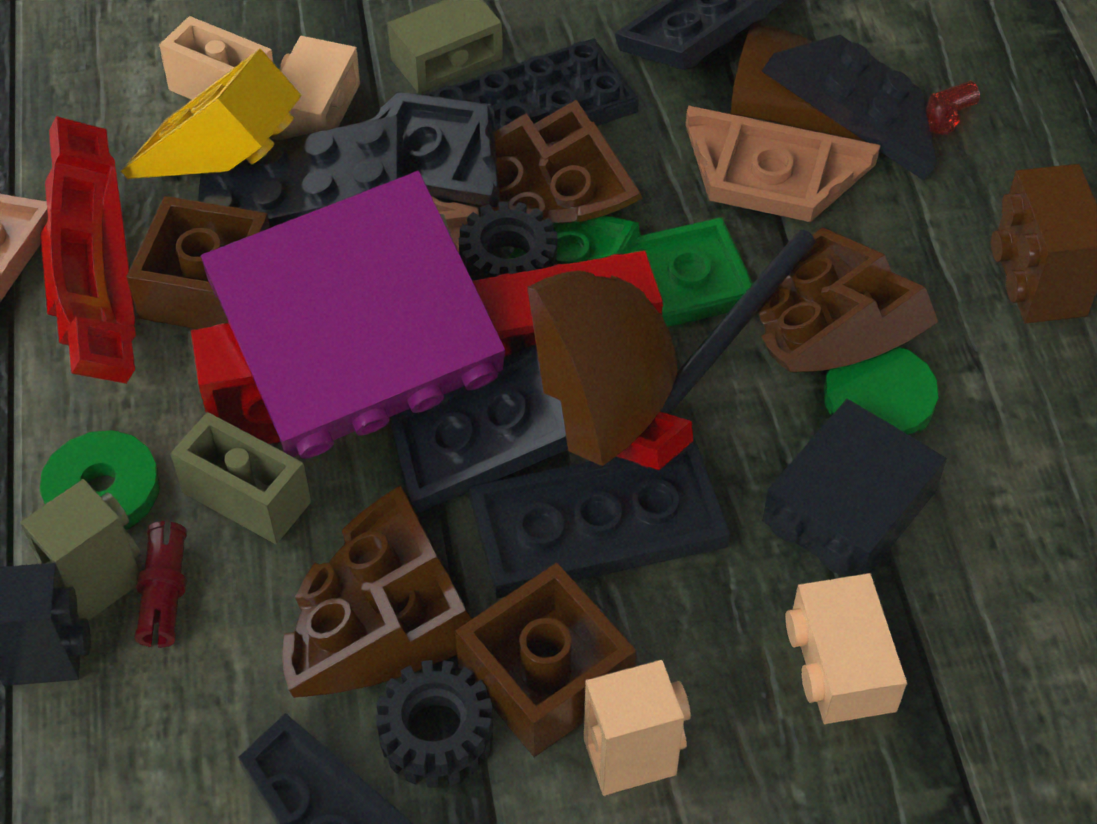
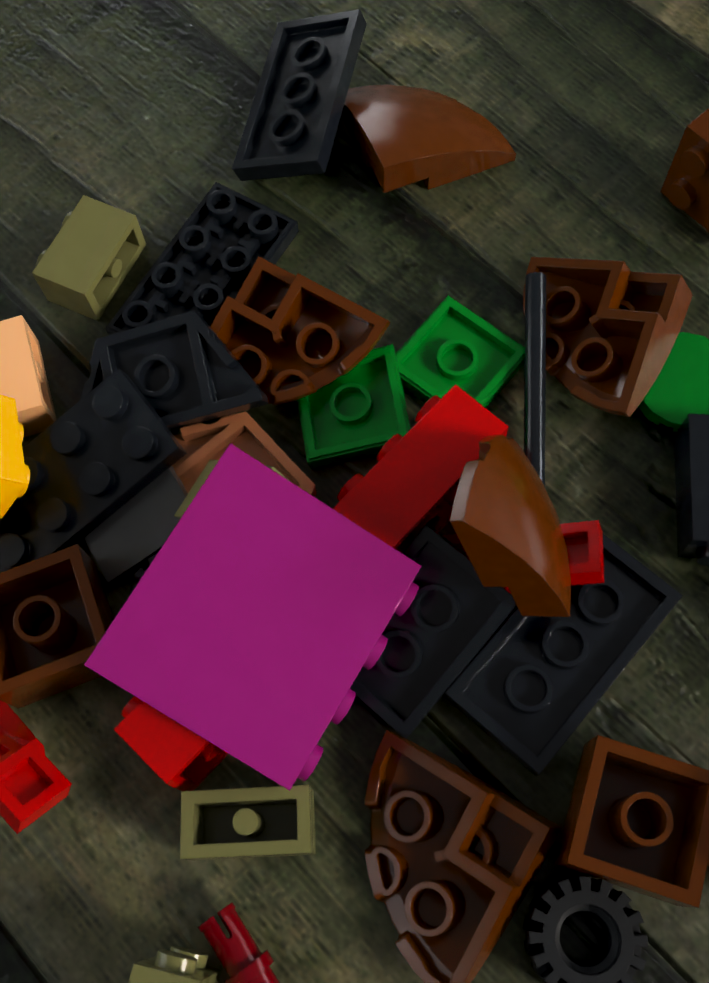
camera: 30 degrees left, 15 degrees up
(110, 455) = (73, 904): green tile -> none
(505, 229) = (313, 415): black tyre -> none
(774, 164) = (449, 221): nougat wing -> none
(861, 96) = (483, 119): black wing -> none
(945, 104) = (542, 91): clear red arm -> none

